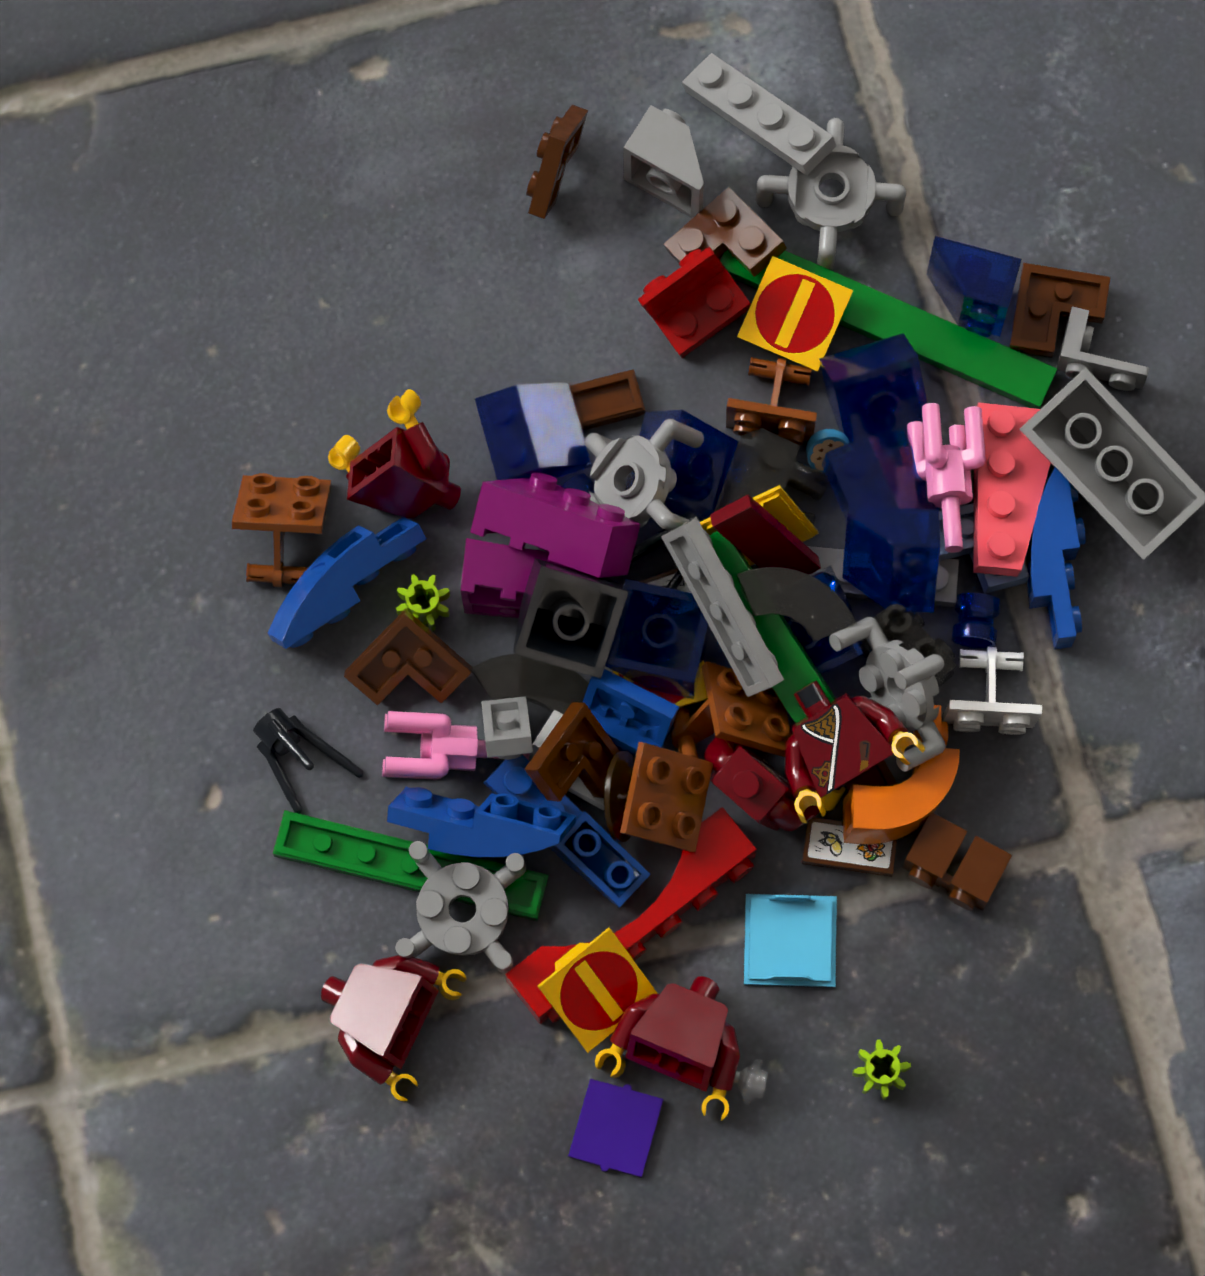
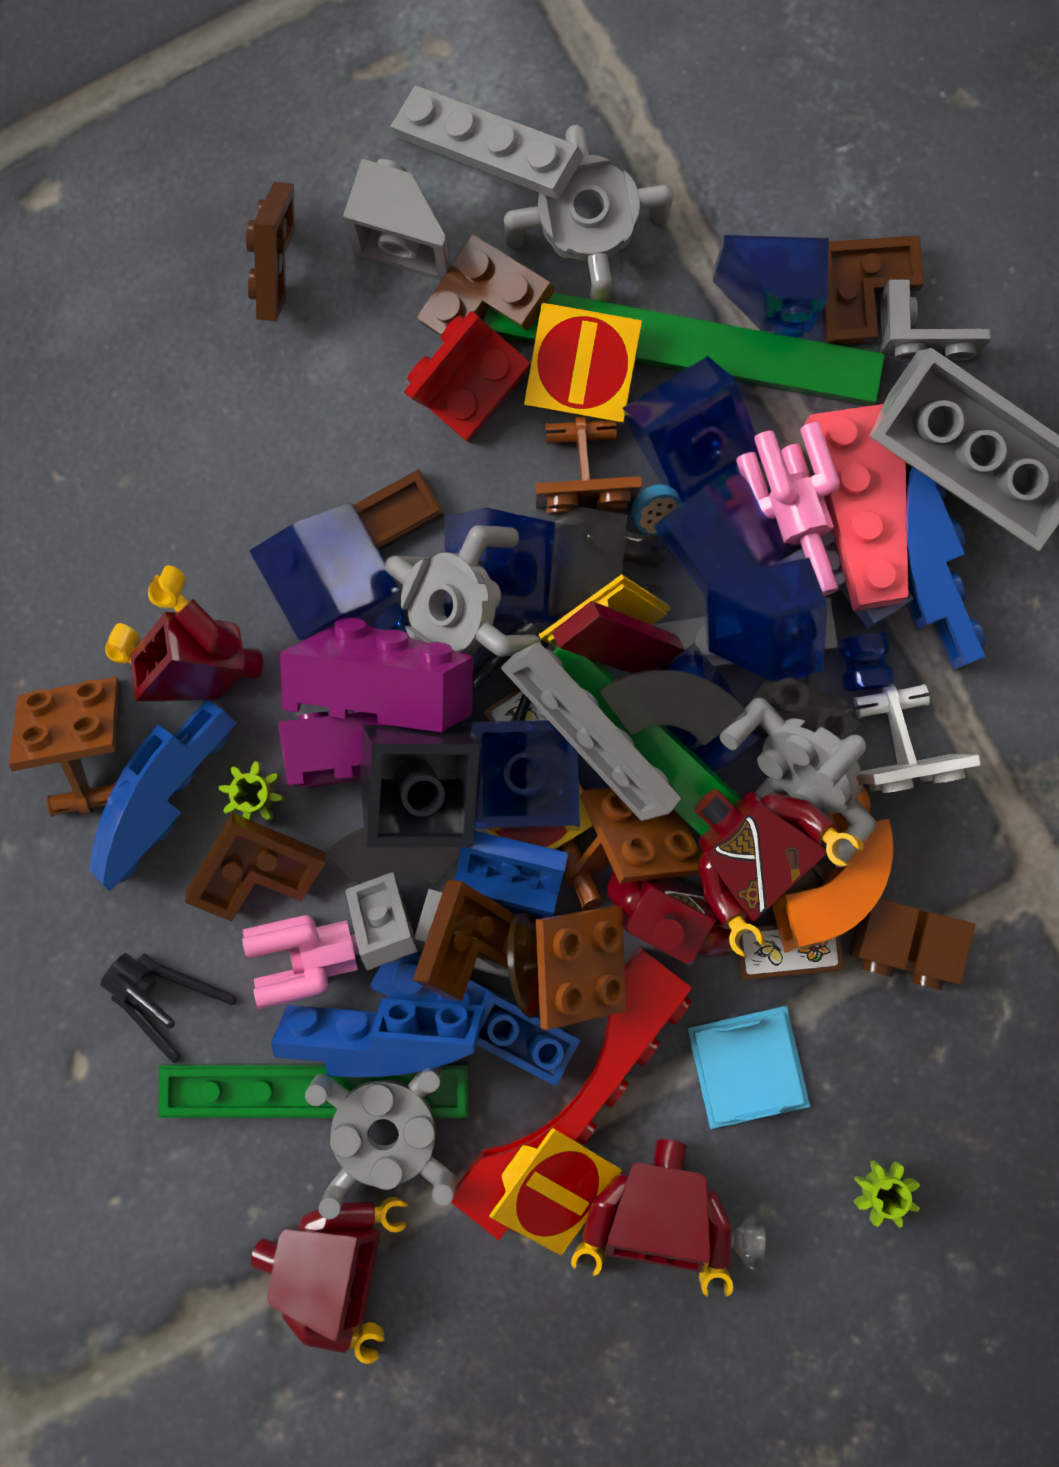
camera: 15 degrees left, 10 degrees up
(615, 1128) = (611, 1325): dark purple piece -> none

